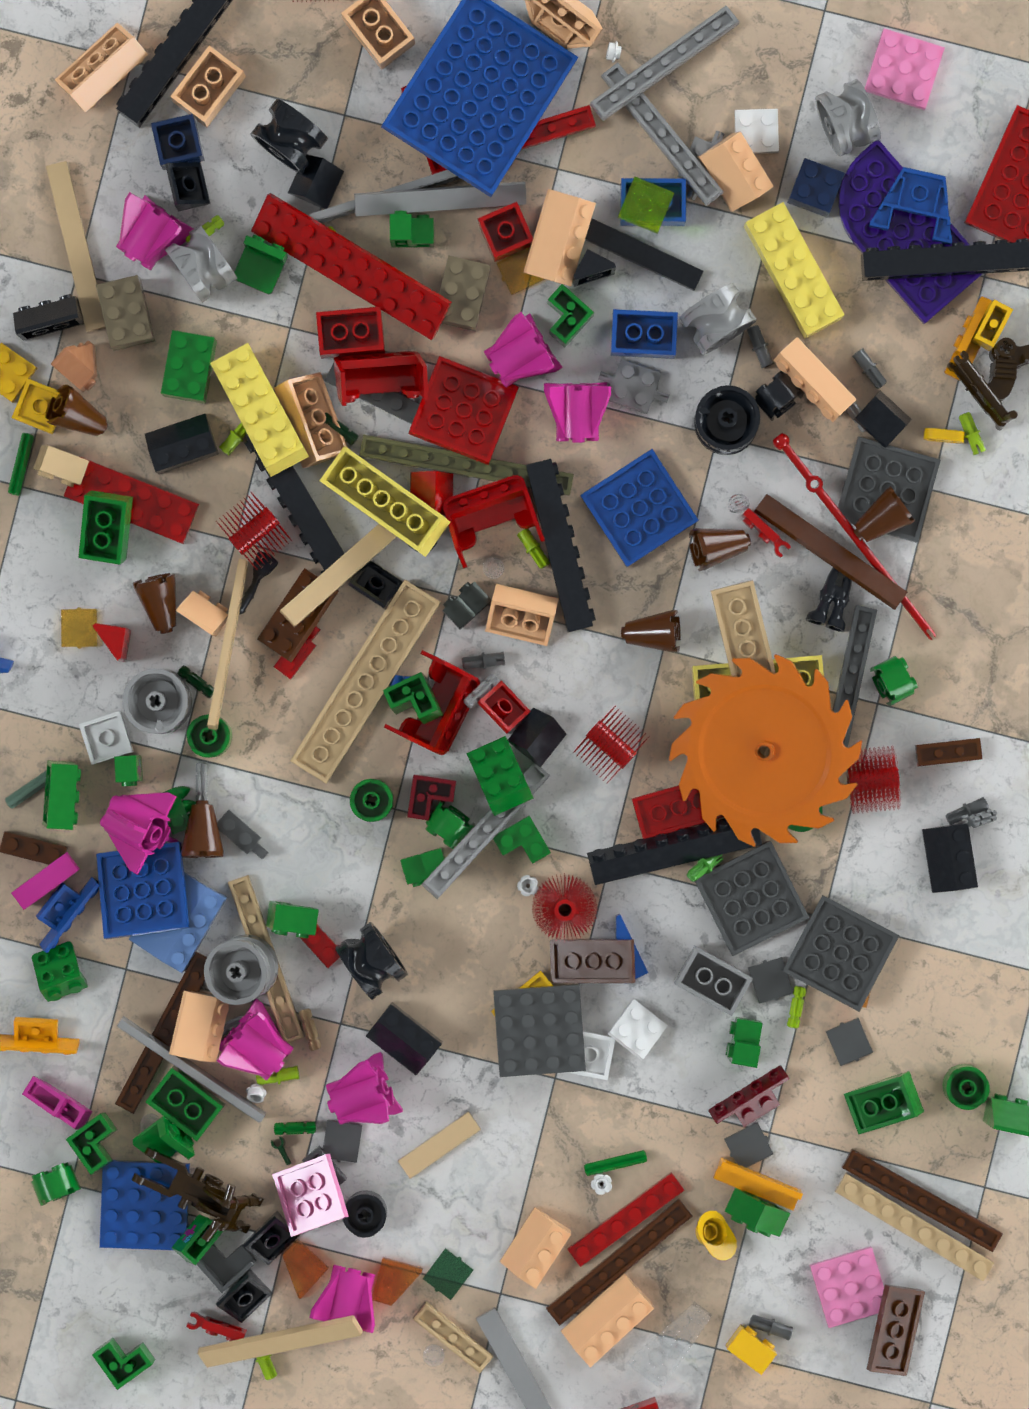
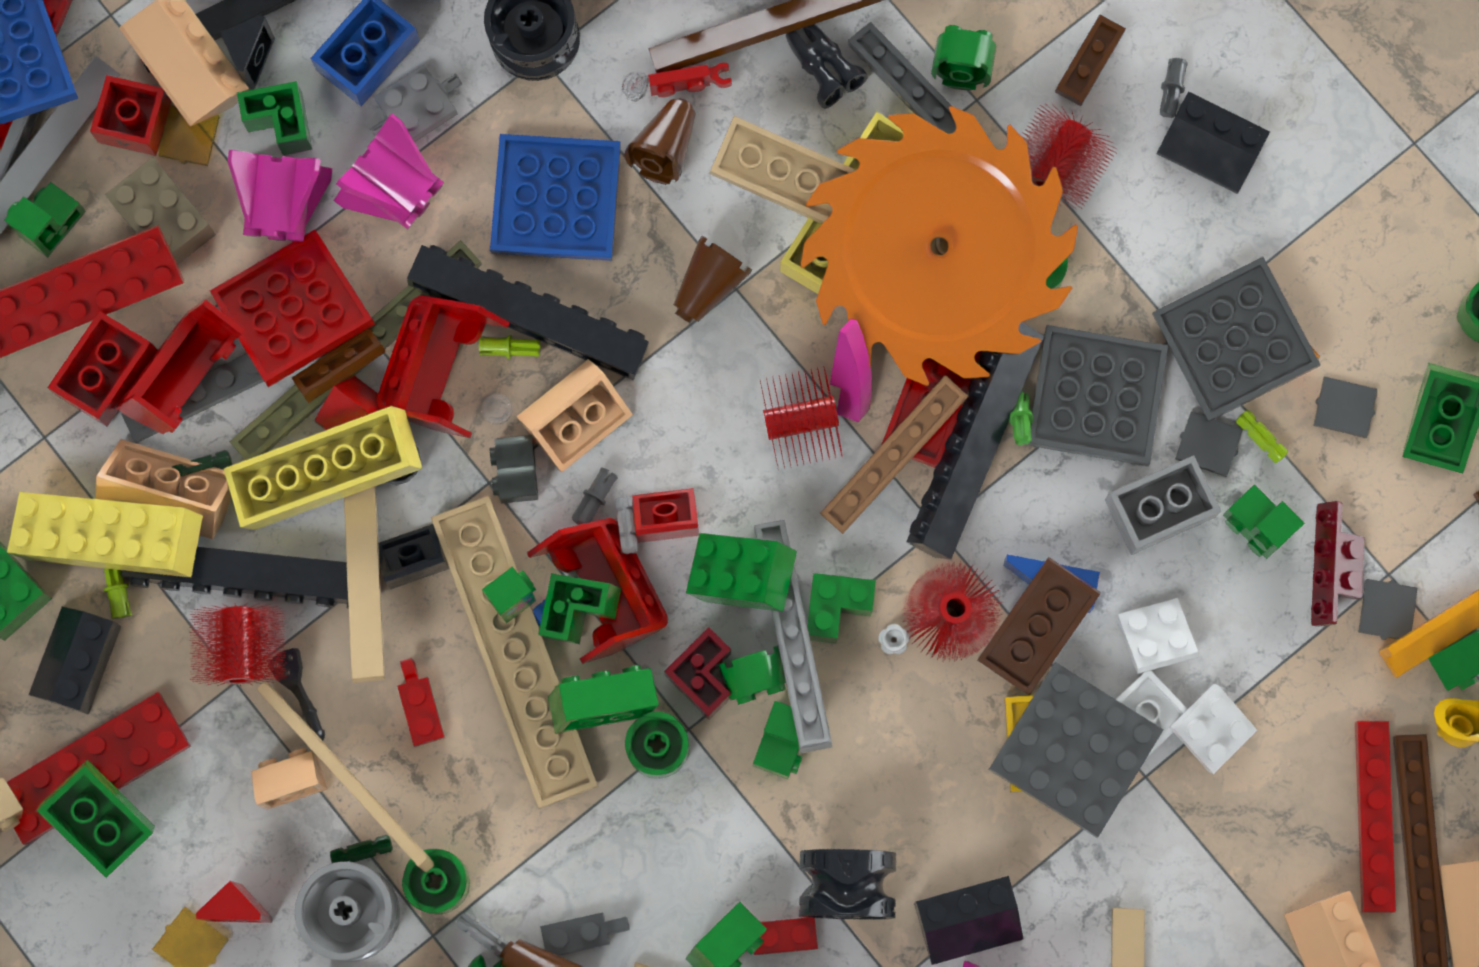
camera: 50 degrees left, 10 degrees down
(159, 600) = (232, 822): reddish brown cone -> none
(281, 634) = (386, 703): reddish brown plate -> none
(373, 752) = (602, 699): none -> green brick
(392, 659) = (510, 593): none -> green brick
(450, 463) = (338, 365): none -> reddish brown plate
(537, 736) = (728, 499): black slope -> none
(595, 1184) = (1304, 816): white plate -> none
(608, 1097) = (1213, 728): none -> white plate
(615, 1163) = (1298, 778): green axle -> none
(631, 810) = (894, 454): none -> medium nougat tile
(658, 754) = (852, 373): none -> dark pink slope
(981, 818) = (1193, 74): dark grey axle -> none

